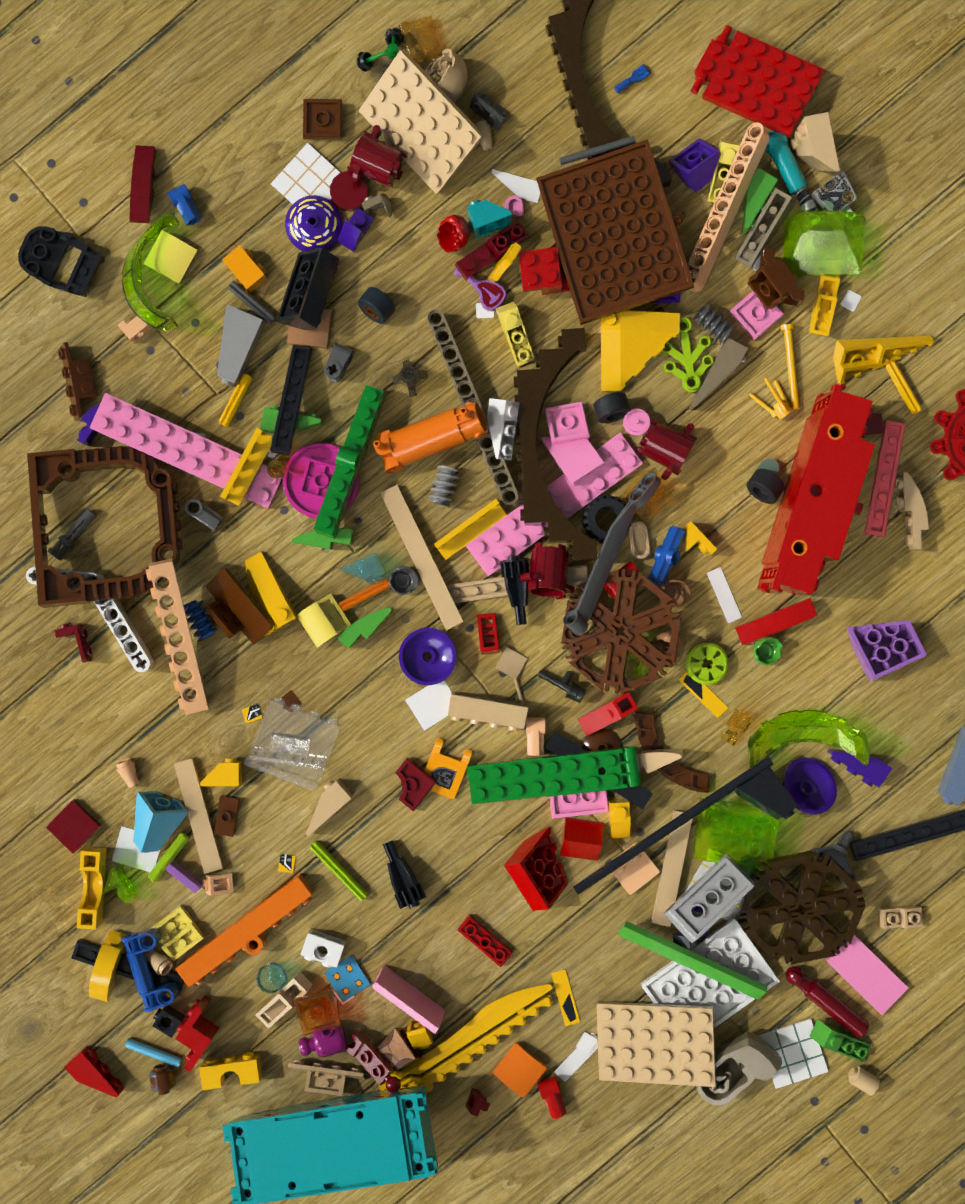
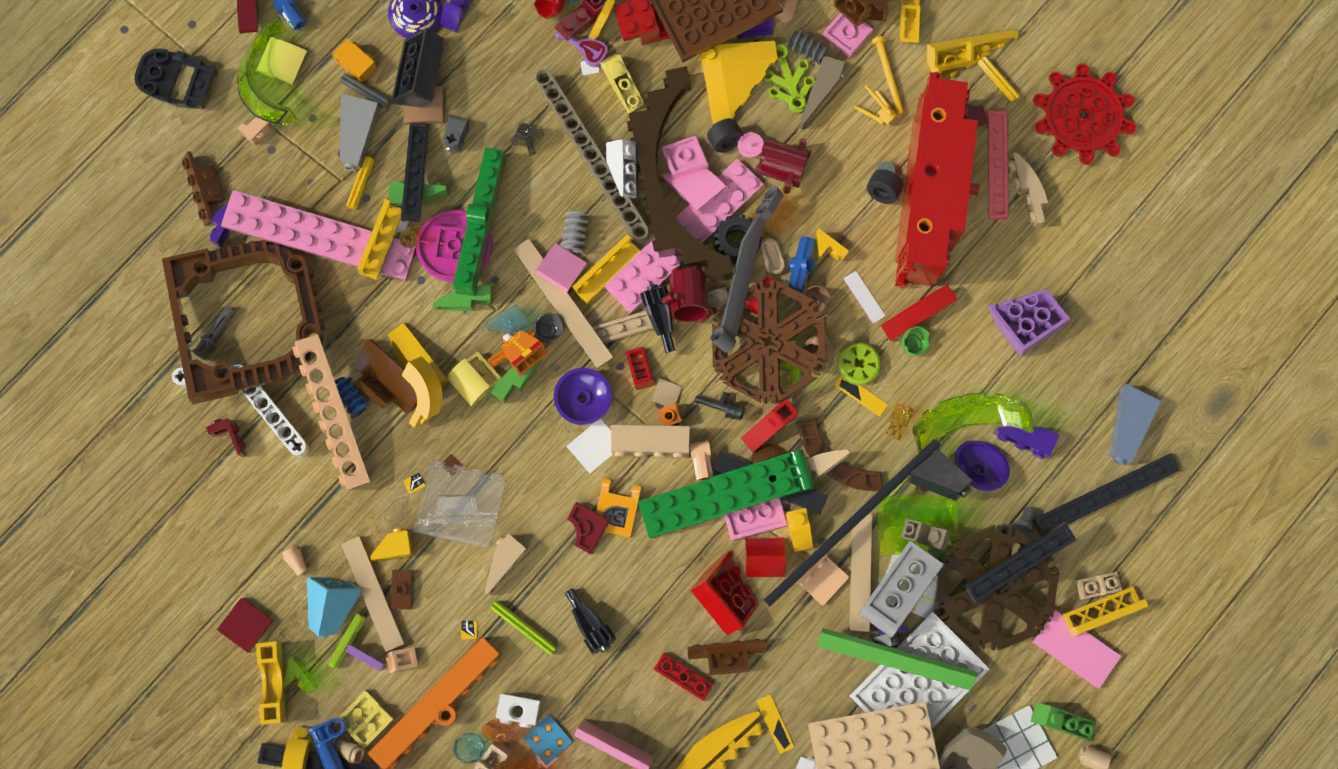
camera: 10 degrees left, 10 degrees down
(128, 853) = (307, 645): white sticker -> none
(205, 514) = (343, 294): dark grey piece -> none
(274, 627) = (427, 388): none -> yellow arch
(300, 966) = (497, 731): none -> clear orange arm
(374, 603) = (522, 351): none -> orange torso
(376, 305) = (485, 75): black wheel -> none
(425, 521) = (560, 267): none -> bright pink tile
(430, 436) = (554, 185): orange piece -> none
(516, 683) = (676, 418): none -> orange plate
(530, 931) = (727, 657): none -> reddish brown bracket
(742, 848) = (925, 534): none -> dark tan slope
(827, 1002) = (1042, 683): dark red piece -> none
(829, 892) = (1020, 562): none -> black tile
(851, 300) = (934, 9): white sticker -> none
(898, 953) = (1110, 616): none -> yellow fence

